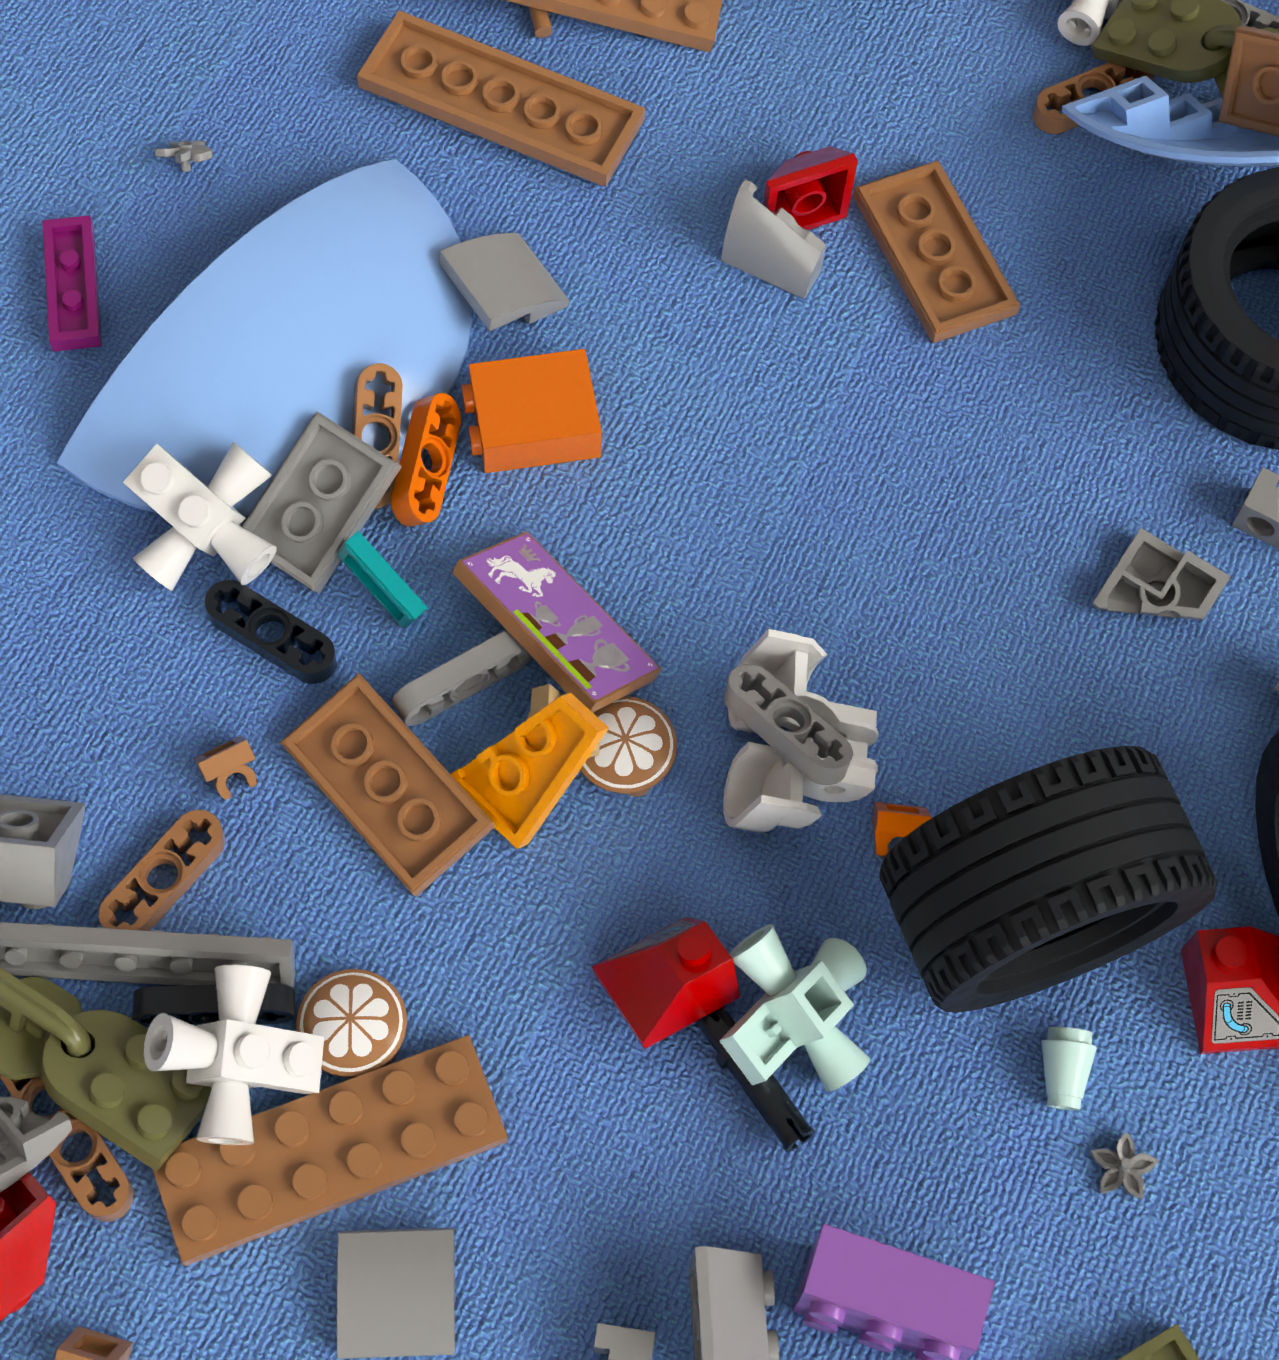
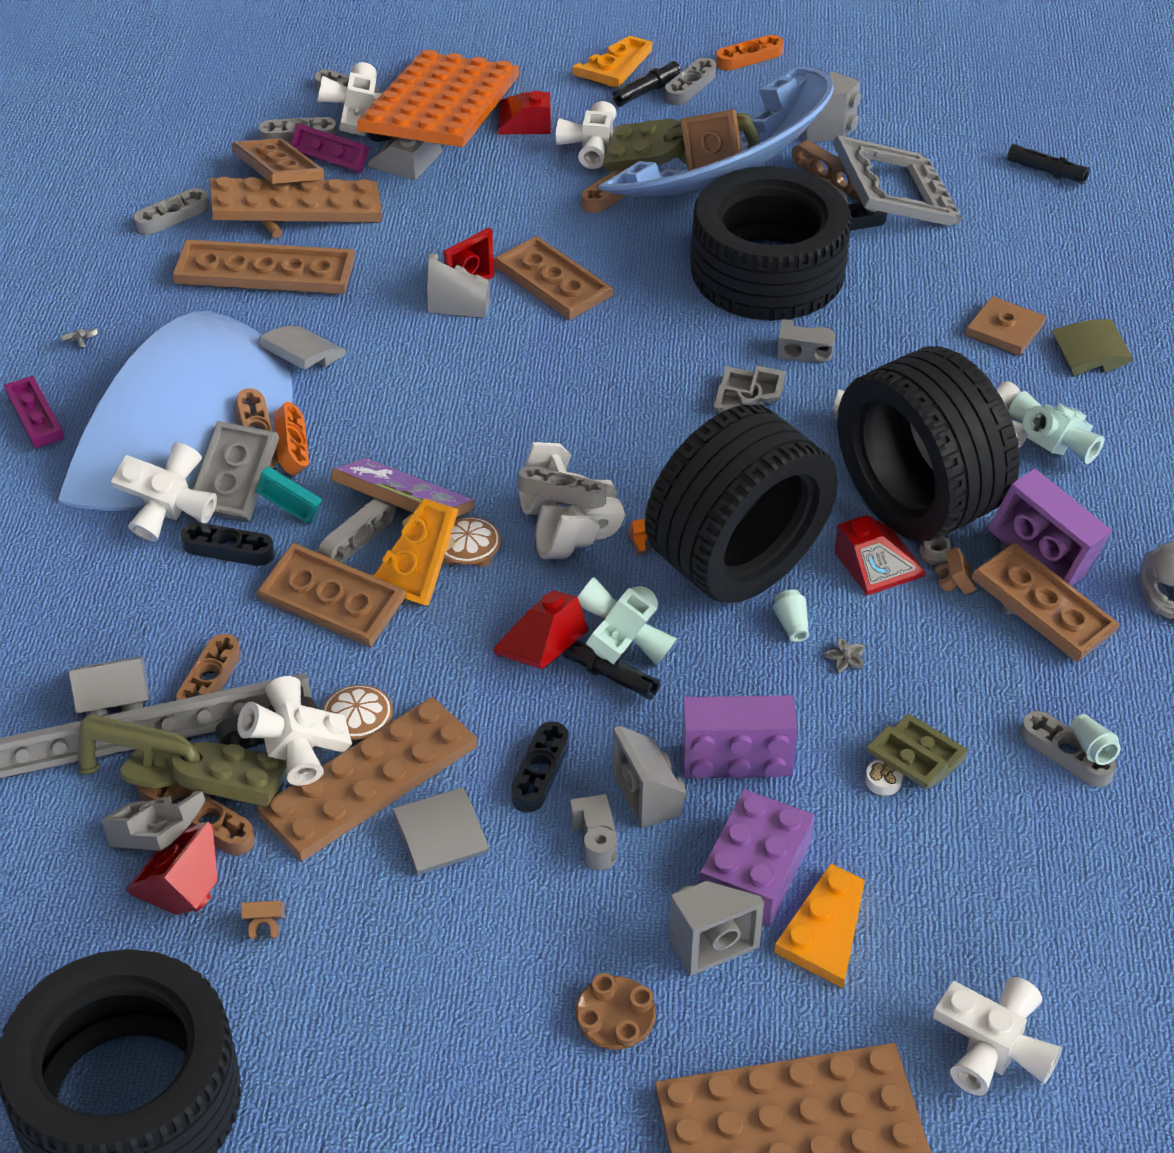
camera: 15 degrees left, 20 degrees down
(224, 761) = (228, 606): medium nougat tile -> none
(532, 411) = (346, 401): orange brick -> none
(546, 1245) = (541, 779): none -> black beam

